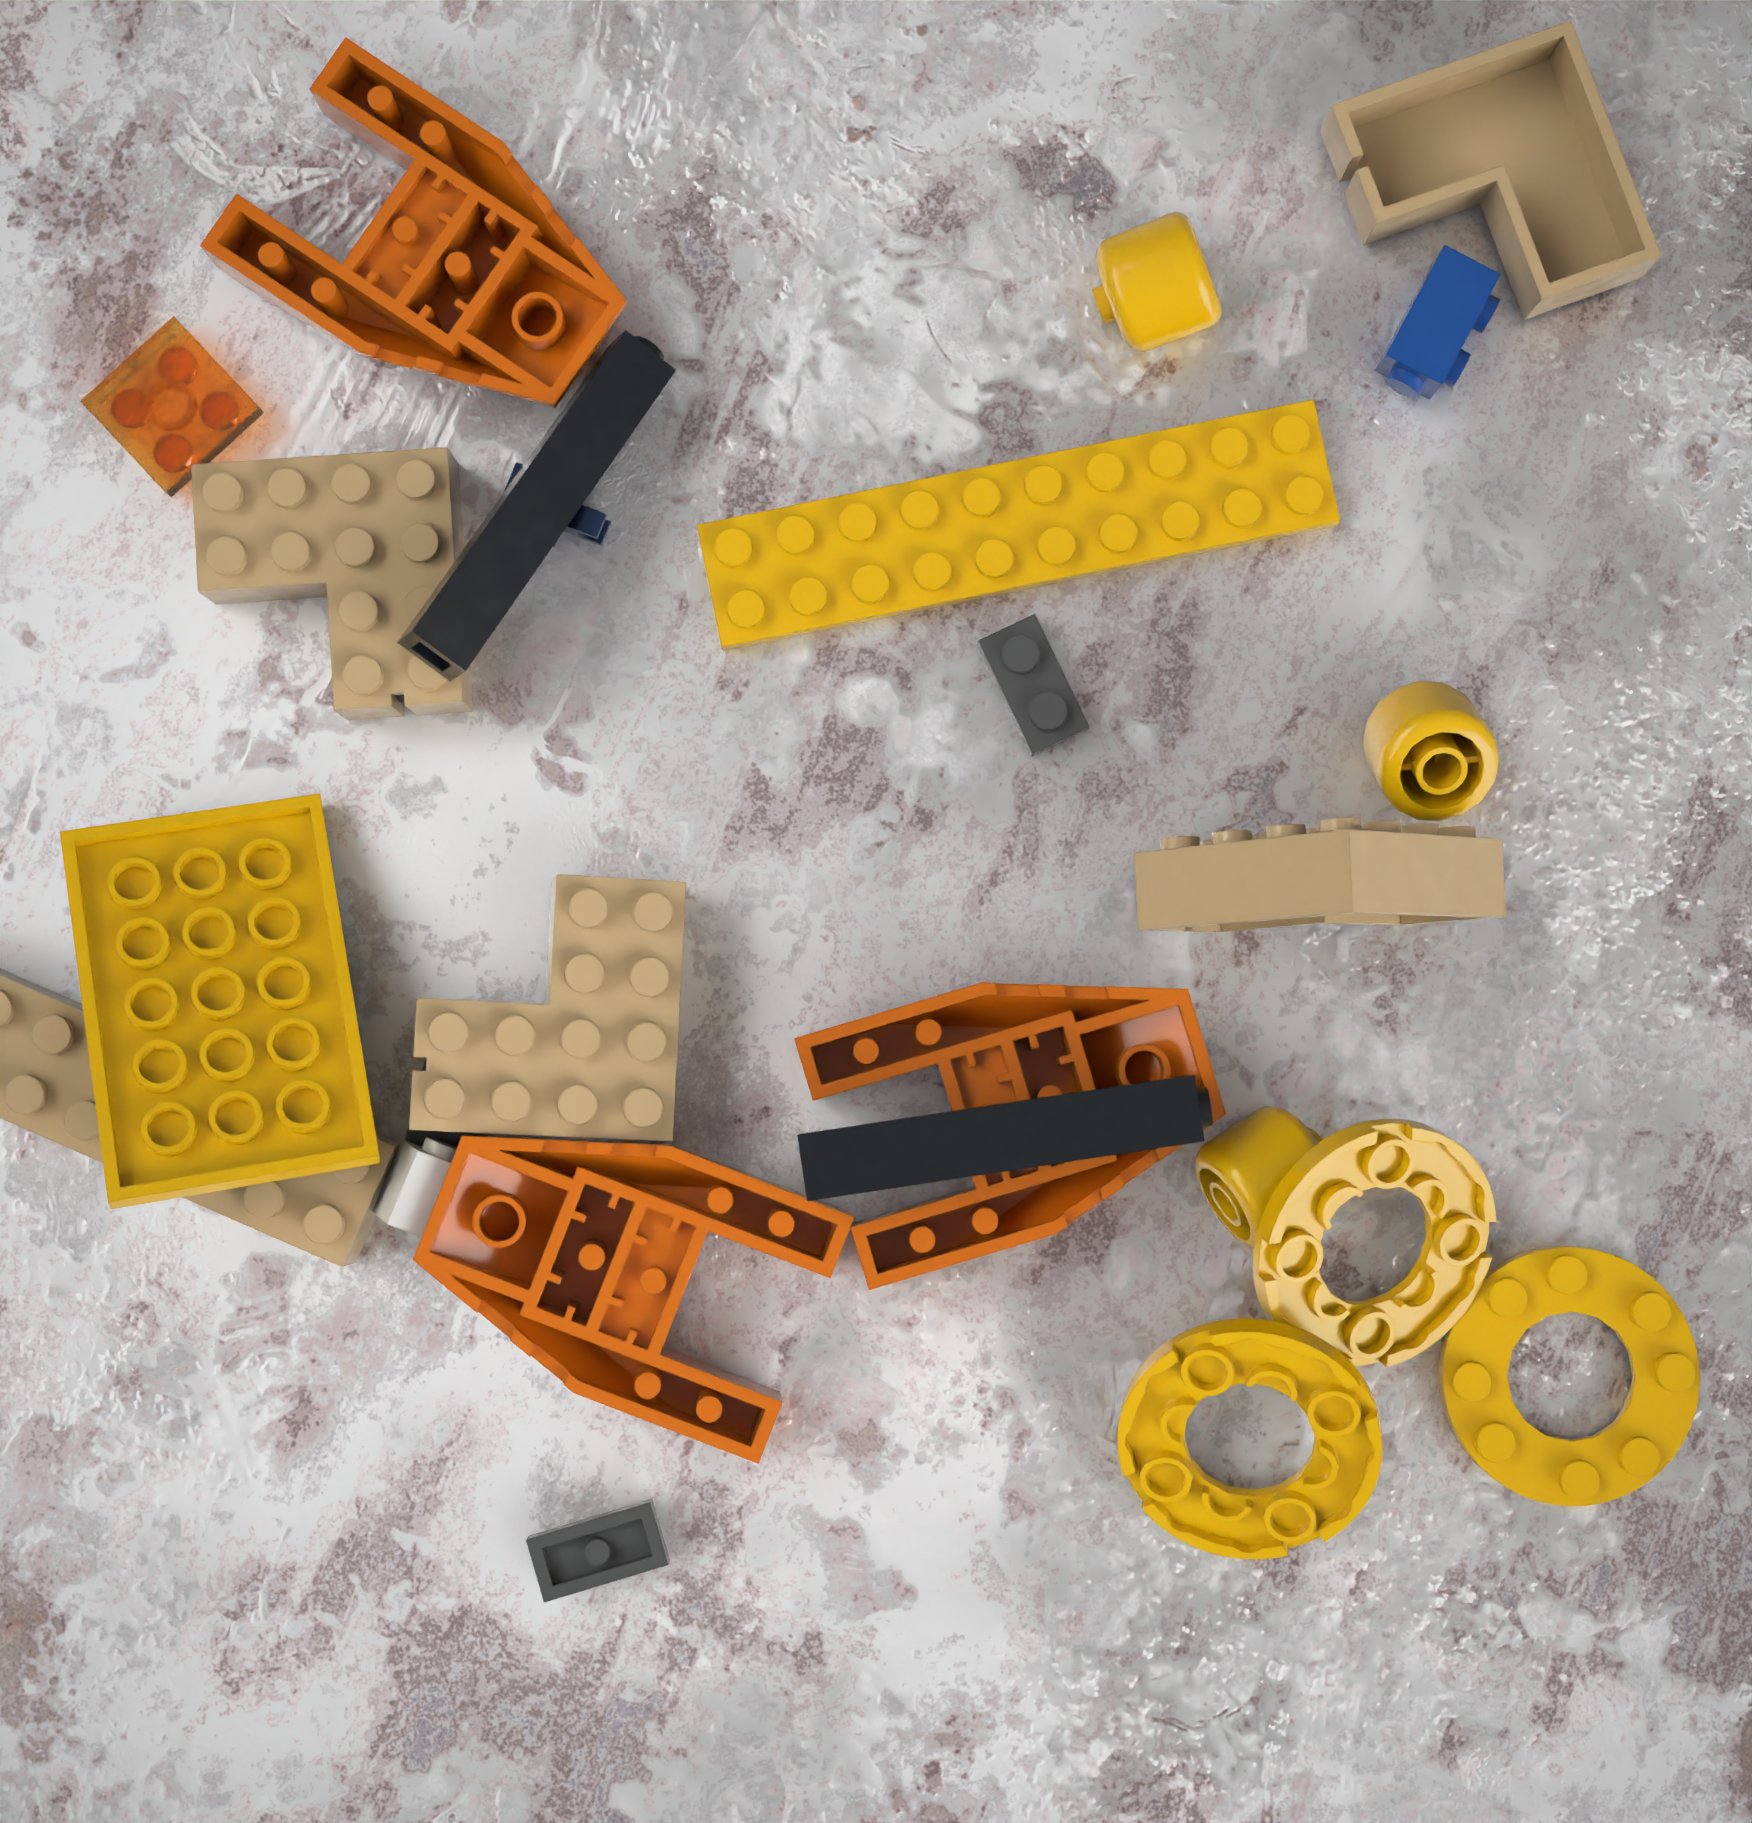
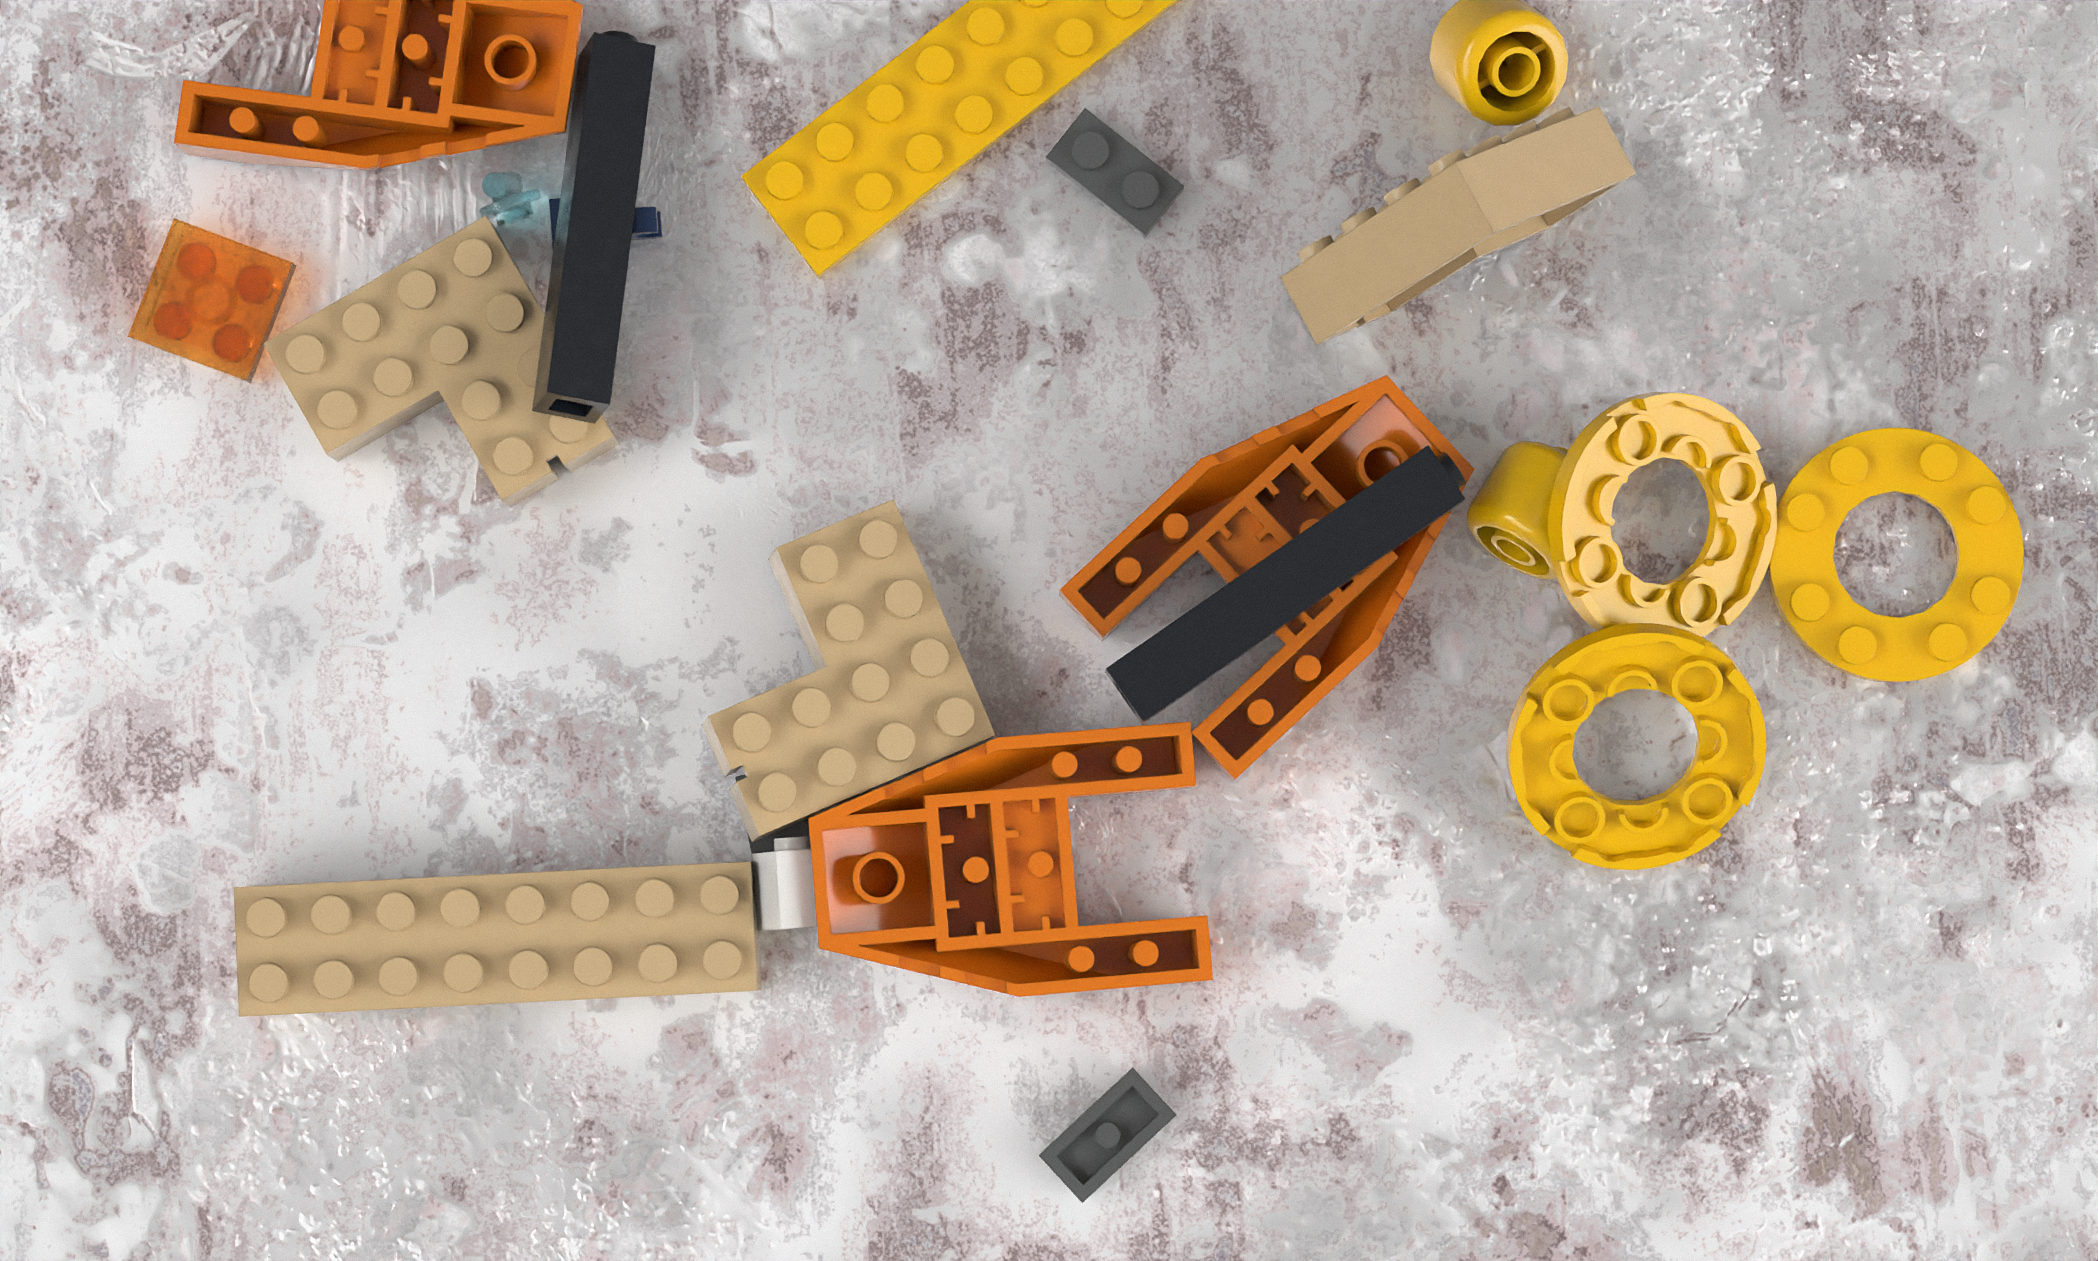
camera: 25 degrees left, 0 degrees up
(217, 1000) = (528, 806): yellow plate -> none
(479, 442) = (508, 199): none -> clear light blue plate

